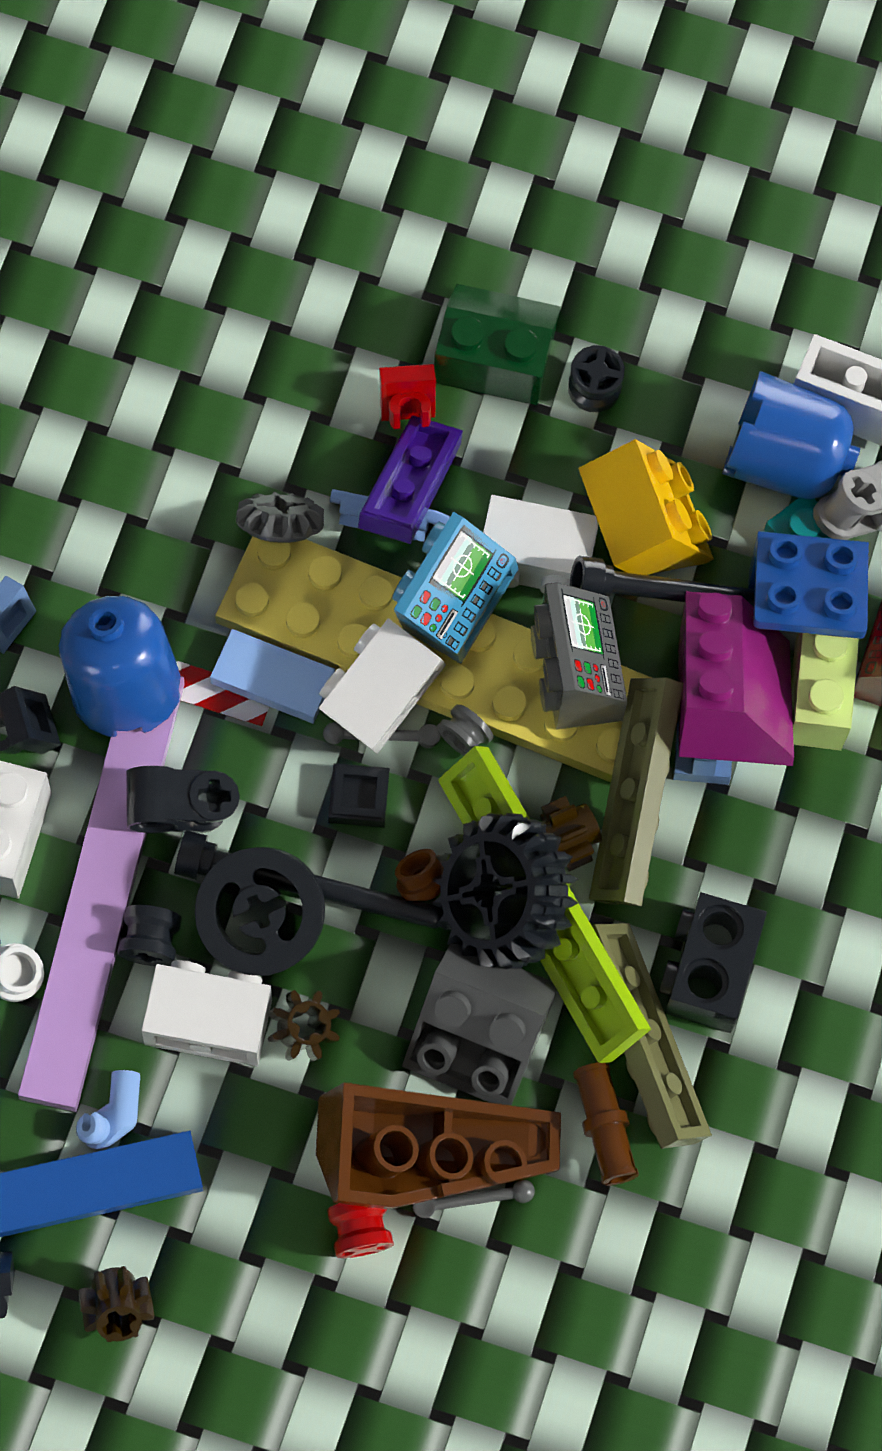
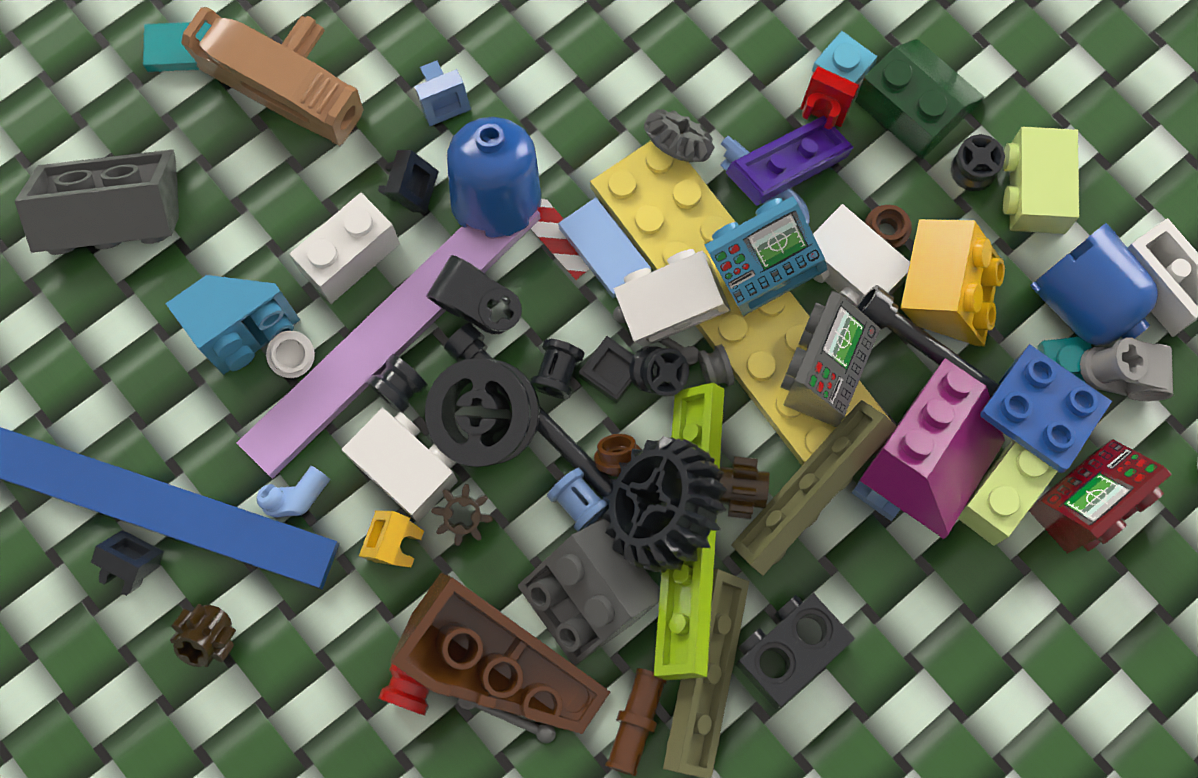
camera: 40 degrees right, 5 degrees up
(241, 1097) = (385, 538): none -> yellow tile
(301, 808) = (557, 368): none -> black bush
(397, 344) = (846, 58): none -> medium azure plate
(411, 943) = (578, 499): none -> medium blue bush
(415, 756) = (671, 370): none -> black wheel
(548, 479) = (896, 218): none -> reddish brown plate
(670, 361) = (1042, 180): none -> yellowish green brick

